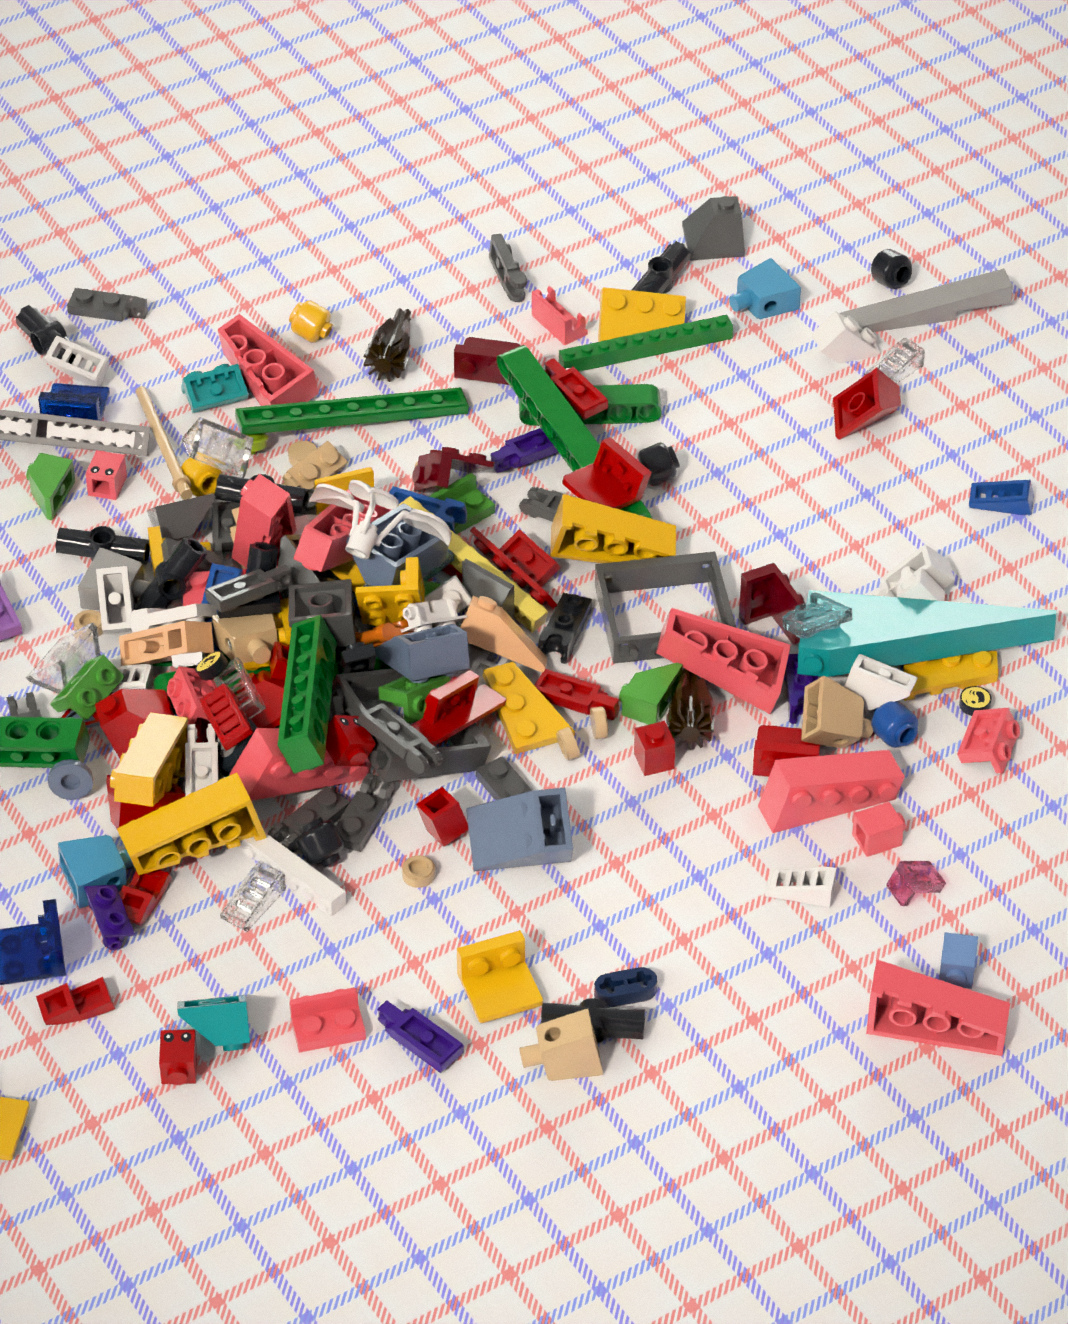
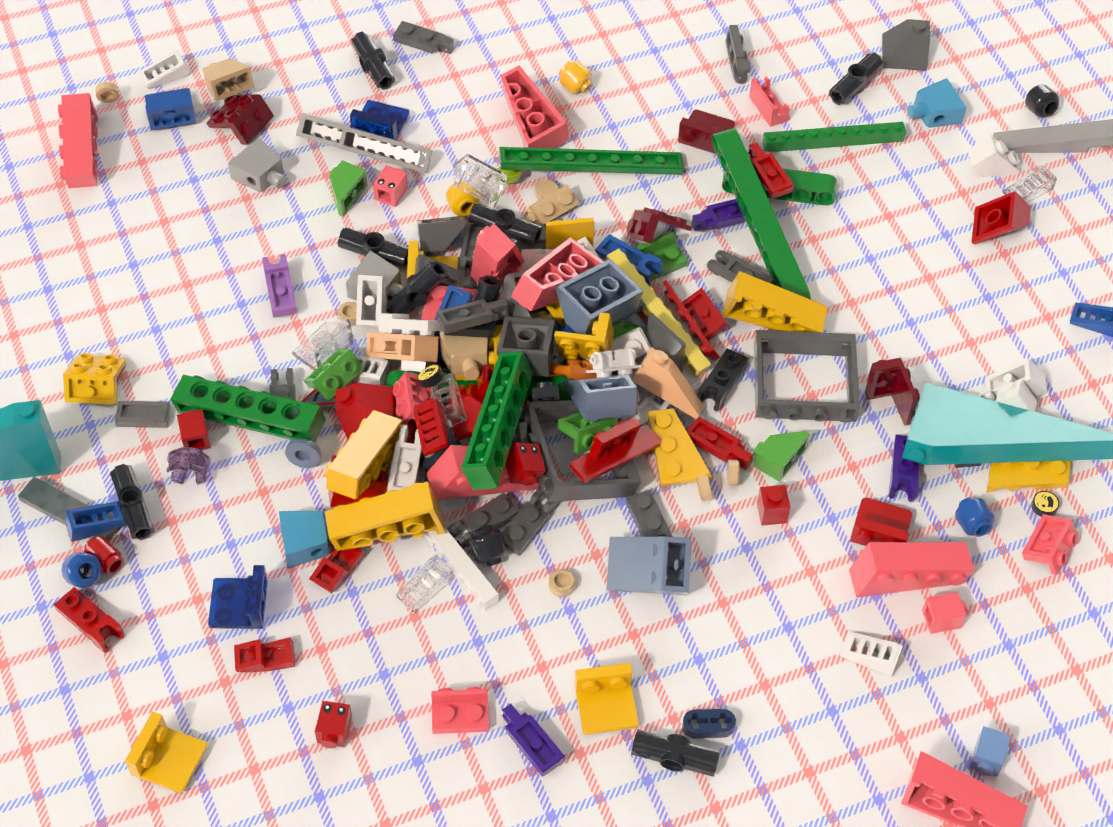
camera: 10 degrees right, 10 degrees up
(82, 353) = (384, 91): white slope -> none
(109, 914) = (307, 581): dark purple hinge -> none
(181, 482) = (444, 203): tan bar -> none
(214, 387) = (489, 123): teal bracket -> none
(218, 1020) = (371, 694): teal slope -> none
(364, 535) = (569, 287): white plant -> none
(390, 346) = (632, 108): dark brown piece -> none
(400, 738) = (566, 470): dark grey hinge -> none
(442, 816) = (589, 539): red brick -> none
(565, 1048) = (647, 777): tan torso -> none
(613, 478) = (780, 260): red bracket -> none
(635, 312) = (830, 109): yellow wing -> none
(660, 461) = (823, 245): black head -> none
(691, 711) = (809, 473): dark brown piece -> none
(726, 656) = (847, 433): coral wedge -> none
(816, 616) = (926, 412): clear light blue wing -> none
(833, 715) = (925, 501): tan torso -> none
(878, 682) = (966, 480): white slope -> none
(914, 878) = (966, 666): clear pink bracket -> none

